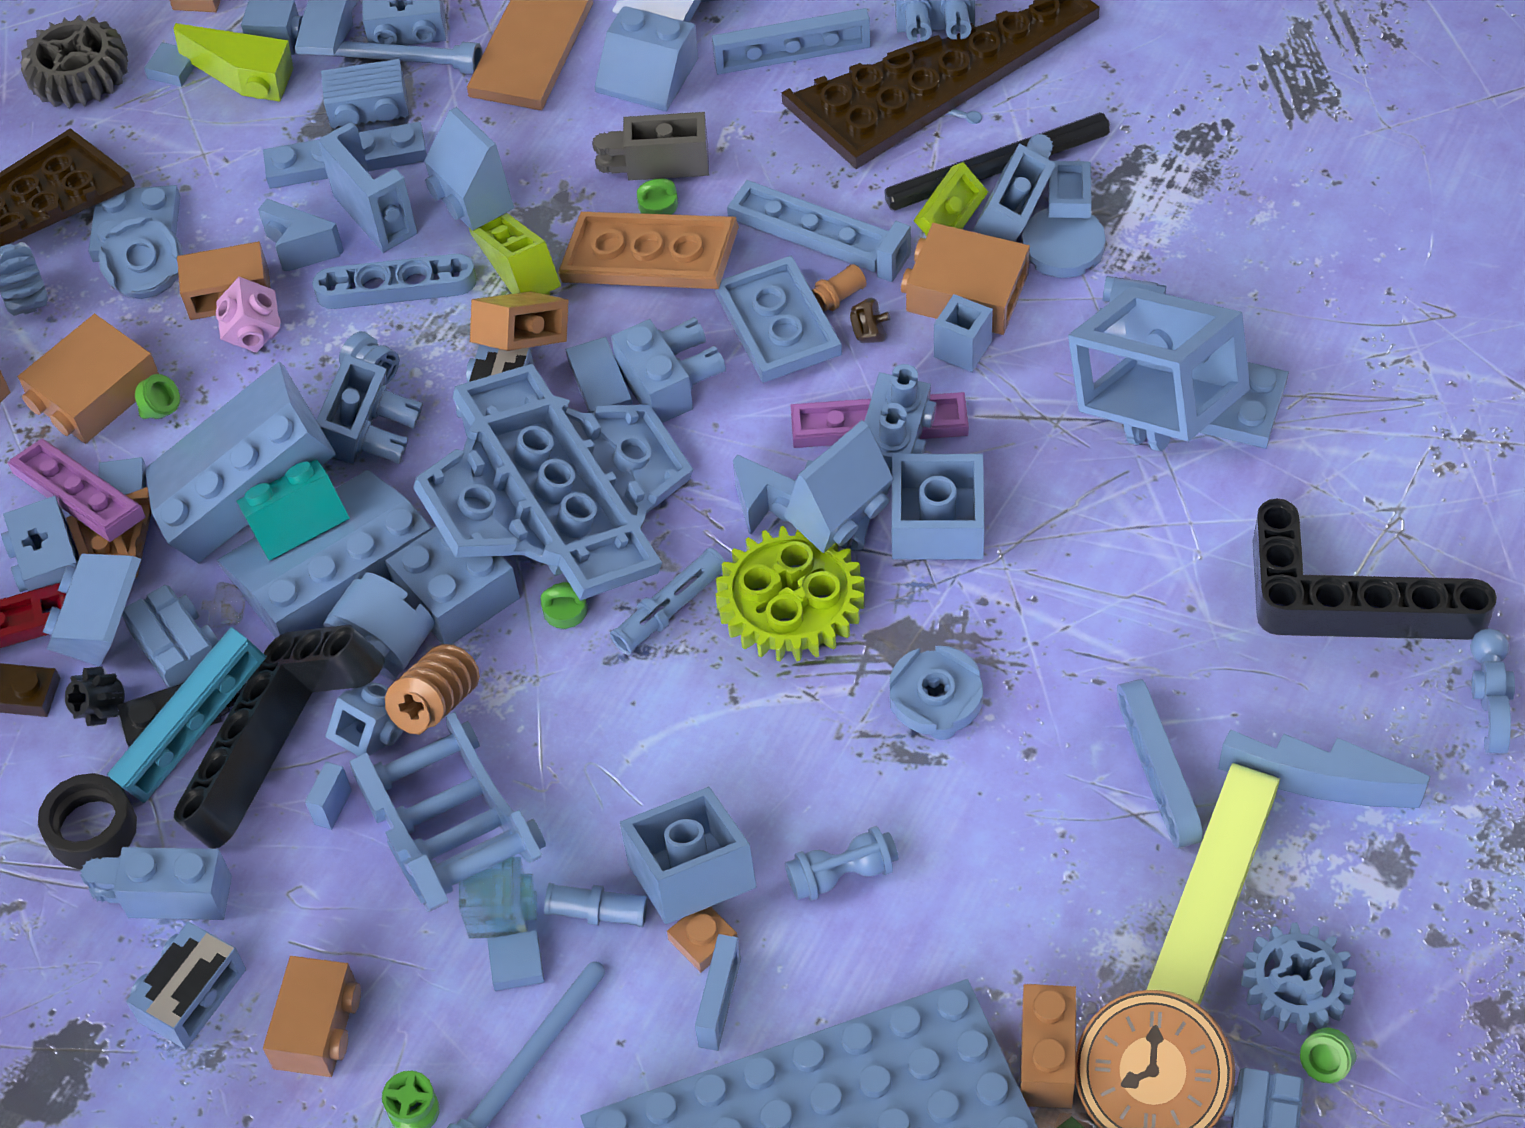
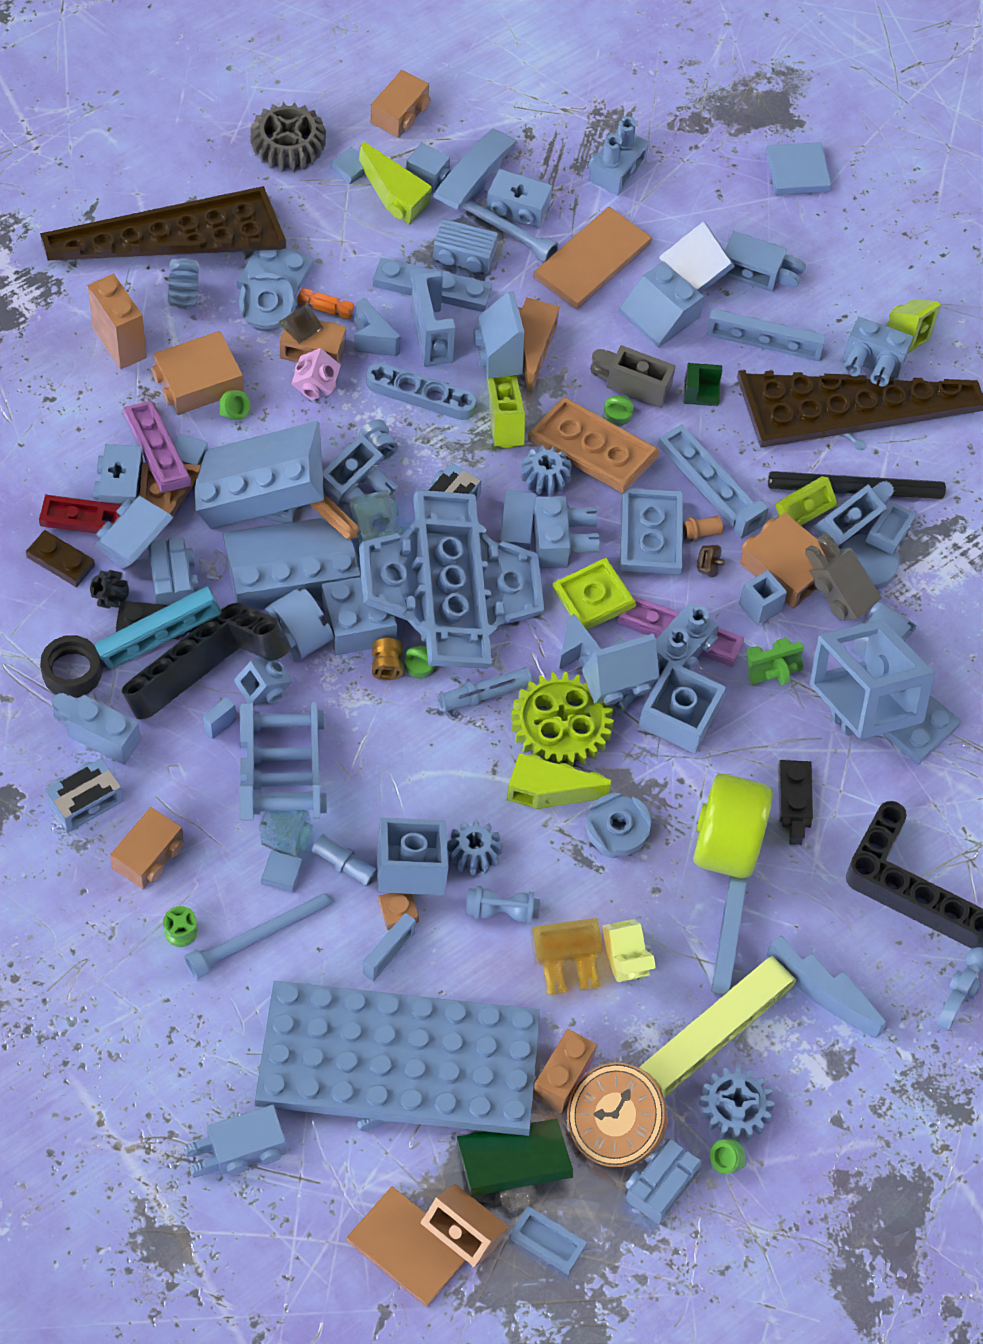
camera: 15 degrees right, 5 degrees up
(199, 259) = (301, 323): none -> clear smoke slope
(218, 230) = (326, 303): none -> orange axle
(292, 508) = (281, 523): teal brick -> none
(363, 473) = (336, 518): none -> medium nougat axle
(402, 441) = (374, 507): none -> clear light blue brick
(431, 688) = (310, 680): medium nougat piece -> none
(510, 136) = (539, 326): none -> medium nougat slope
(519, 320) = (482, 459): medium nougat brick -> none
(520, 621) = (387, 659): none -> pearl gold wheel
(605, 304) = (546, 470): none -> medium blue gear
(744, 126) = (702, 384): none -> dark green panel
(746, 422) = (594, 594): none -> lime tile
(763, 789) = (476, 858): none -> medium blue gear
(816, 681) = (548, 784): none -> lime slope
(963, 865) = (568, 941): none -> clear yellow brick
(1024, 403) = (775, 663): none -> bright green hips
(1040, 846) = (627, 950): none -> yellowish green brick
(1049, 267) = (841, 579): none -> dark grey hinge
(1092, 618) = (732, 825): none -> lime wheel
(1141, 556) = (795, 797): none -> black hinge

